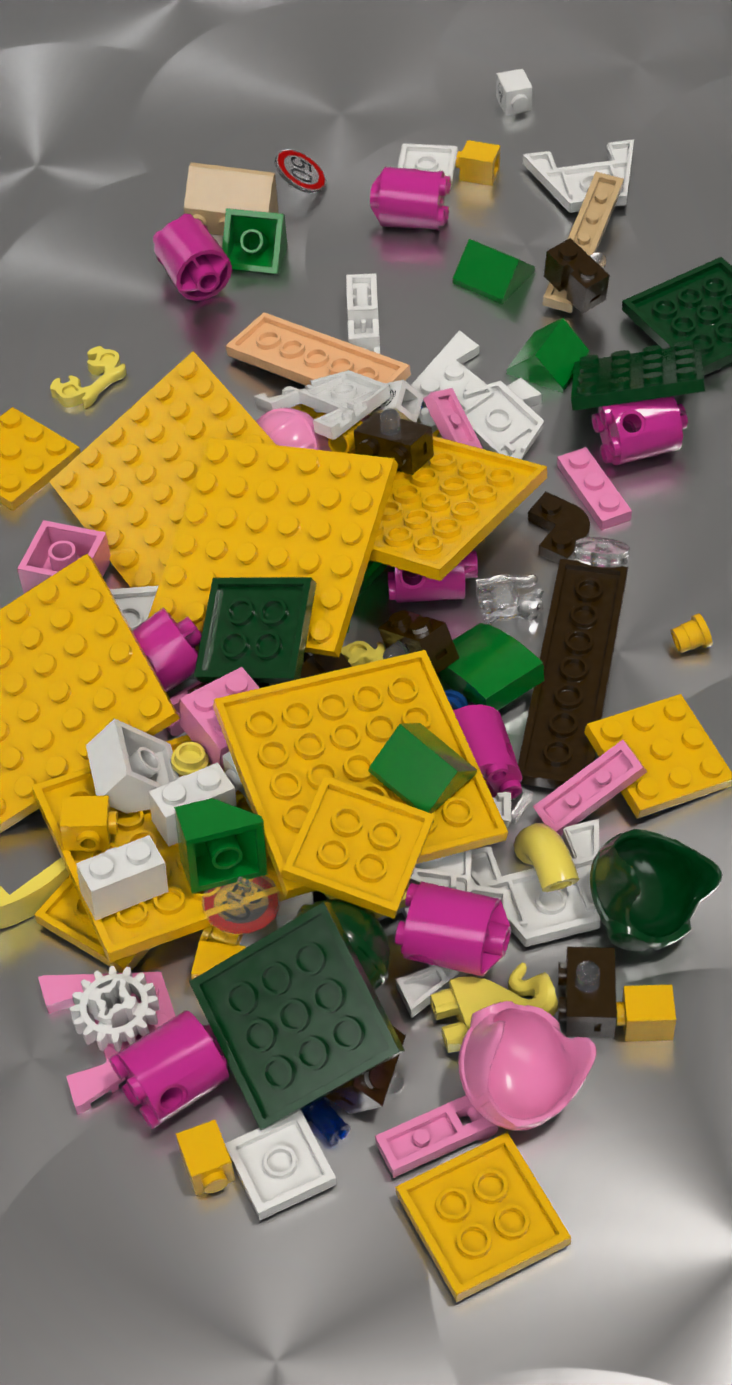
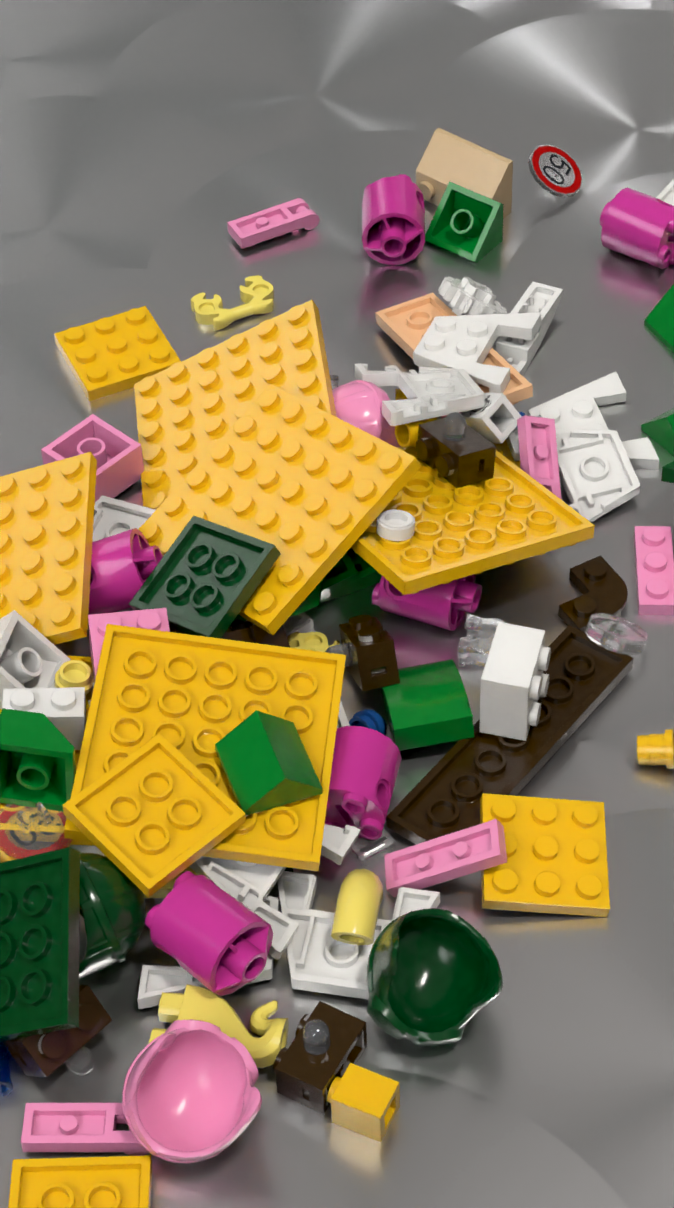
camera: 25 degrees right, 5 degrees down
(78, 295) = (272, 223): none -> bright pink plate
(306, 308) = (469, 297): none -> white gear
(326, 346) = (466, 341): none -> white wing
(395, 524) = (395, 525): none -> white tile
(560, 621) = (514, 681): none -> white brick

